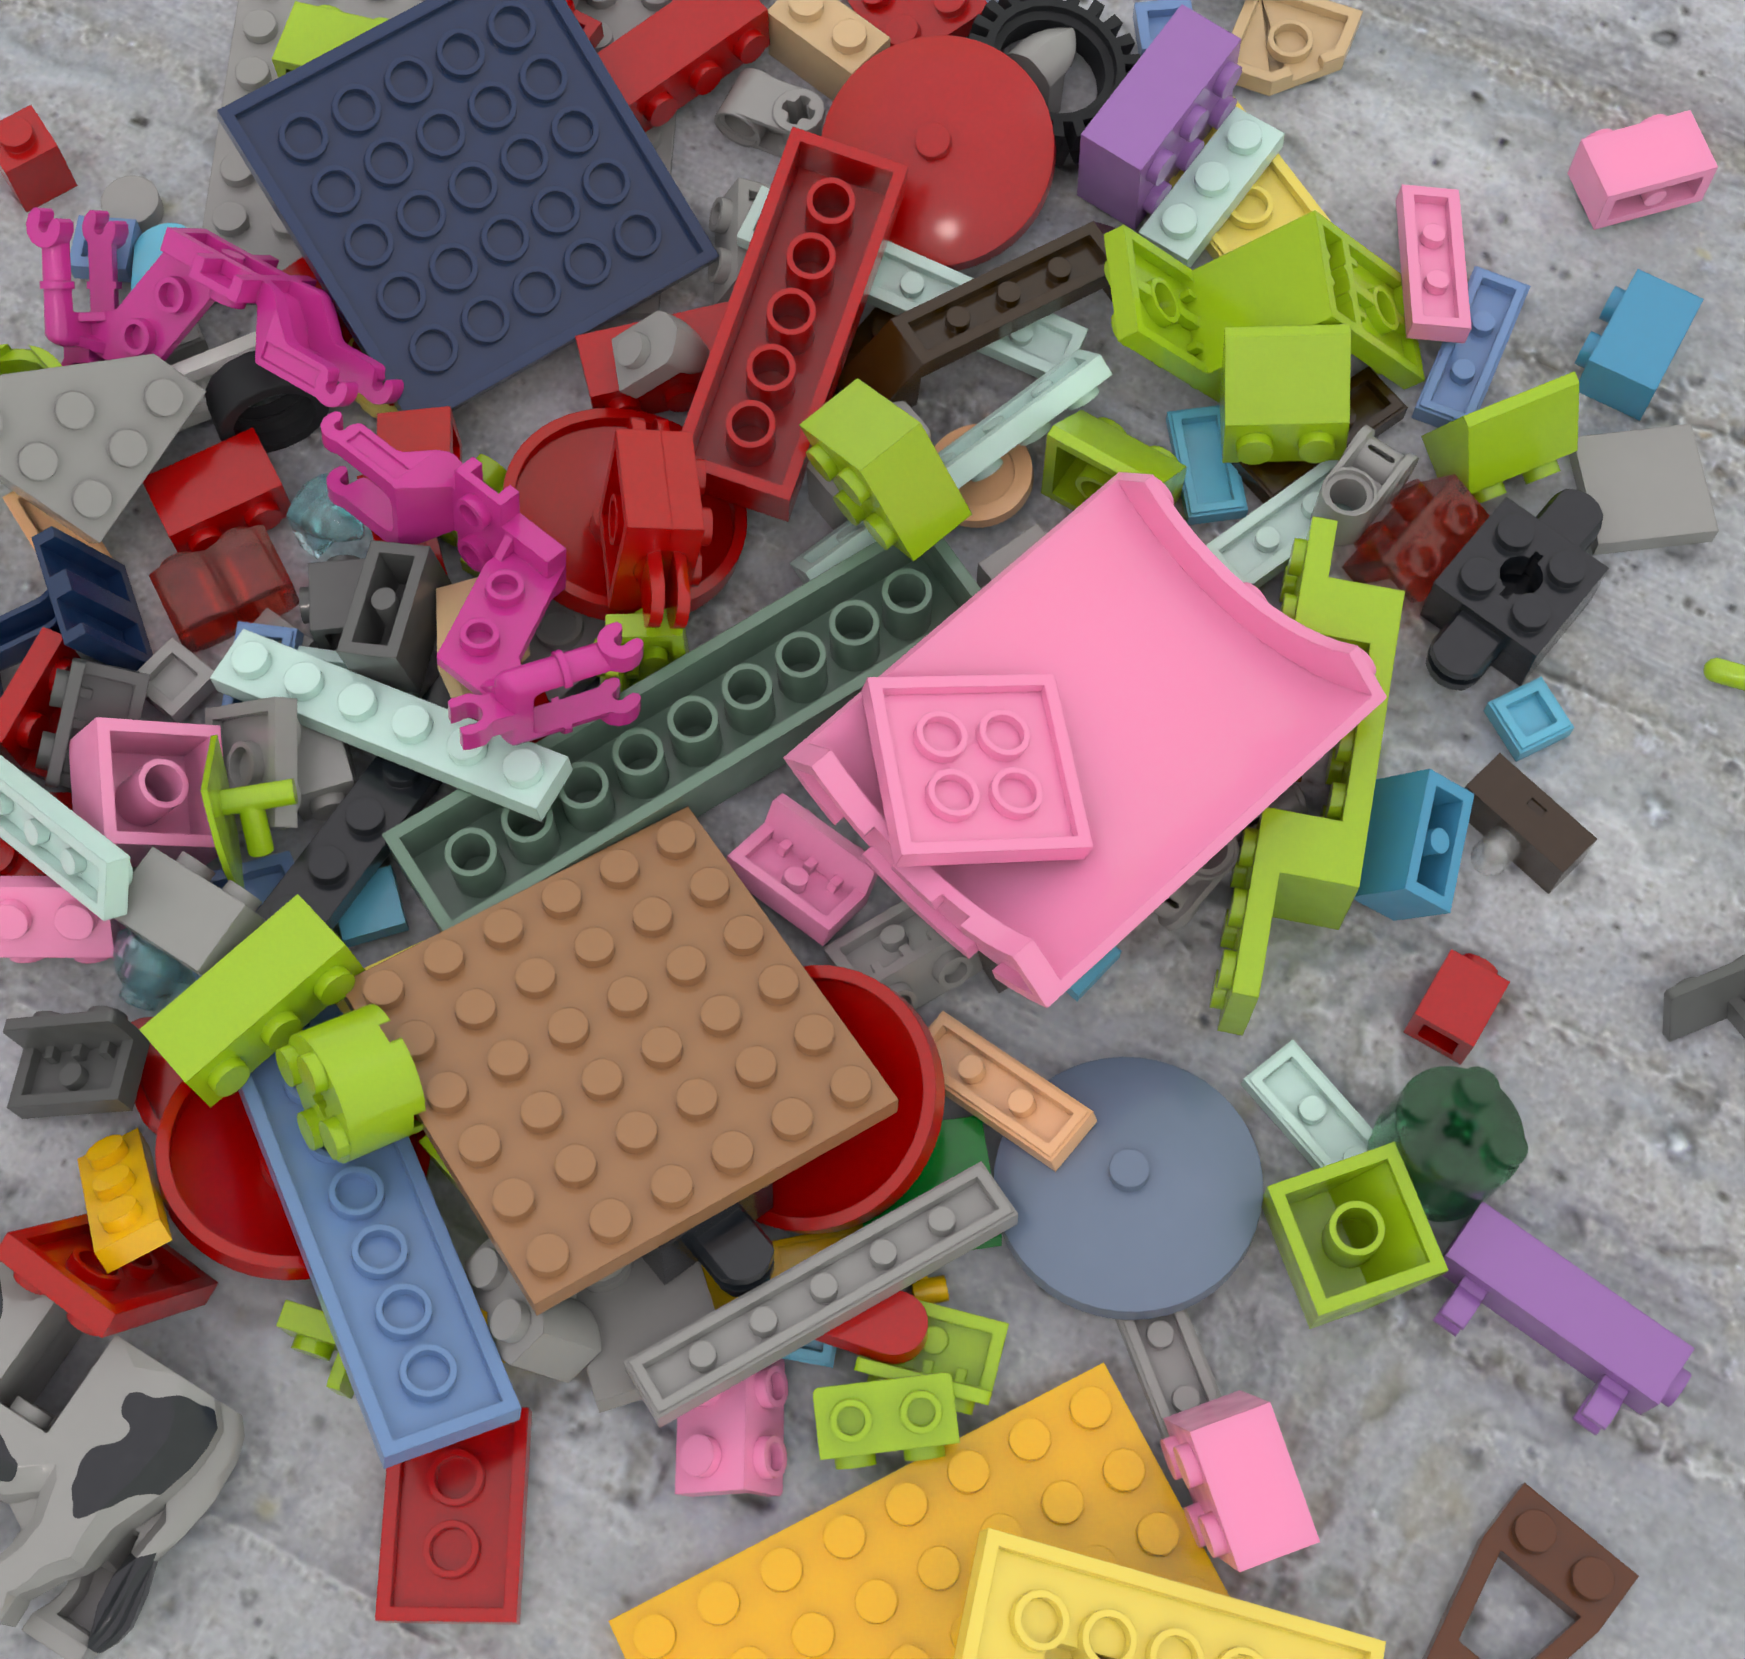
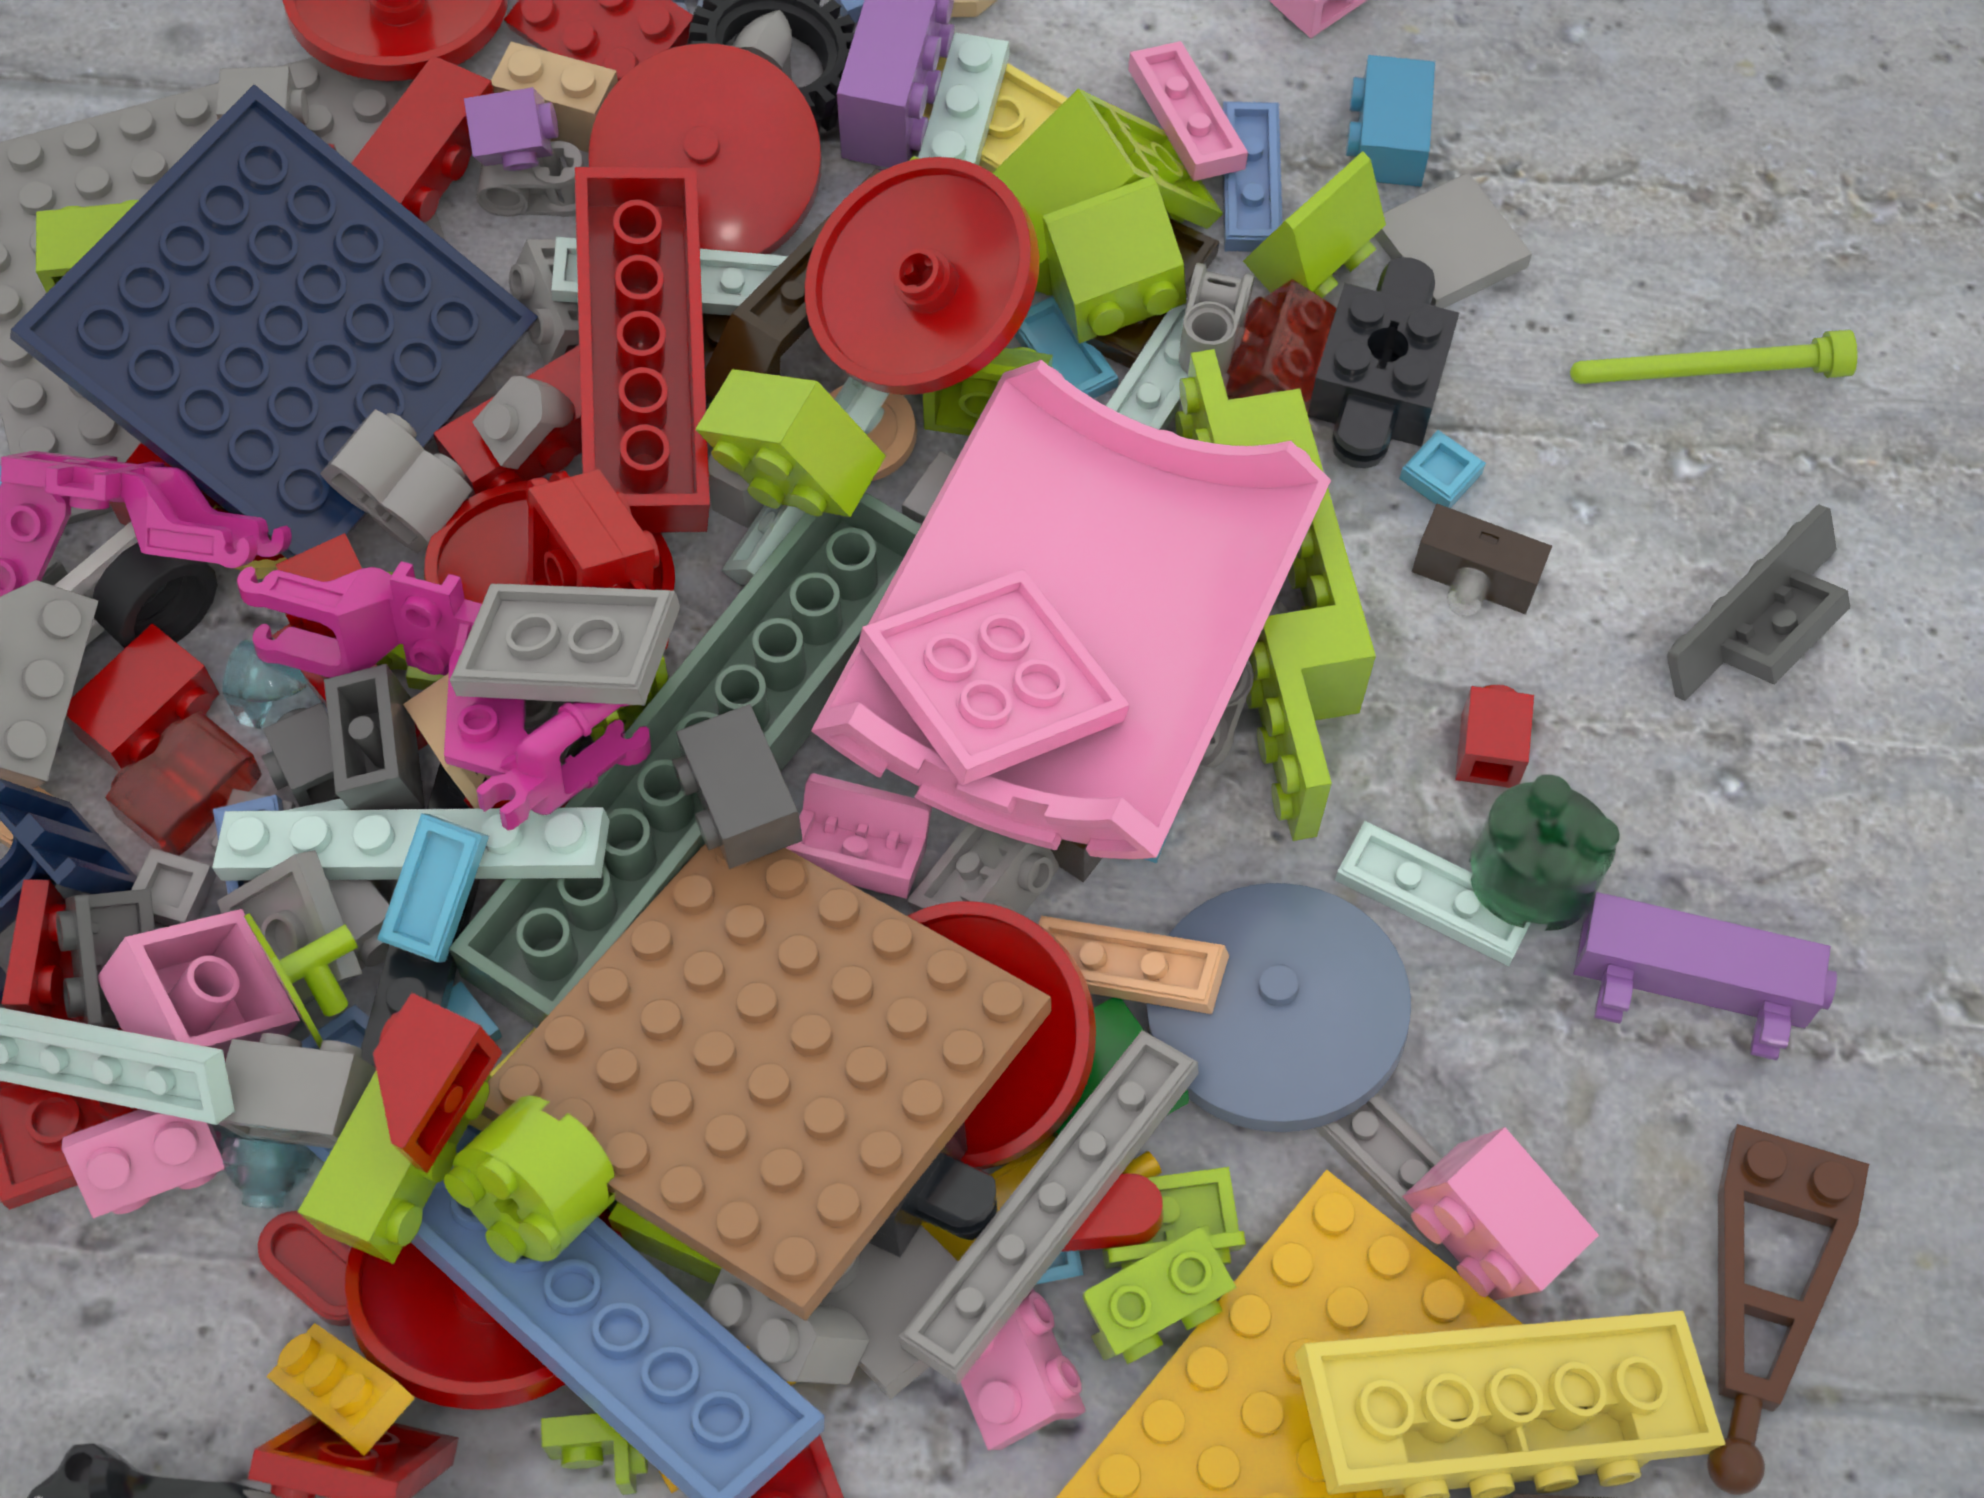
camera: 25 degrees left, 5 degrees down
(76, 1063) = (229, 1282): dark grey bracket -> none
(291, 956) = (429, 1075): none -> red slope
(387, 773) = (433, 887): none -> medium azure tile
(520, 371) = (397, 480): none -> light grey brick
(585, 593) = (566, 644): none -> light grey tile
(696, 784) = (738, 786): none -> dark grey brick
(763, 63) = (511, 128): none -> medium lavender brick
(1078, 348) = (922, 275): none -> red dish
(1352, 1234) = (1496, 966): lime slope -> none
(1414, 845) = (1402, 609): dark azure brick -> none

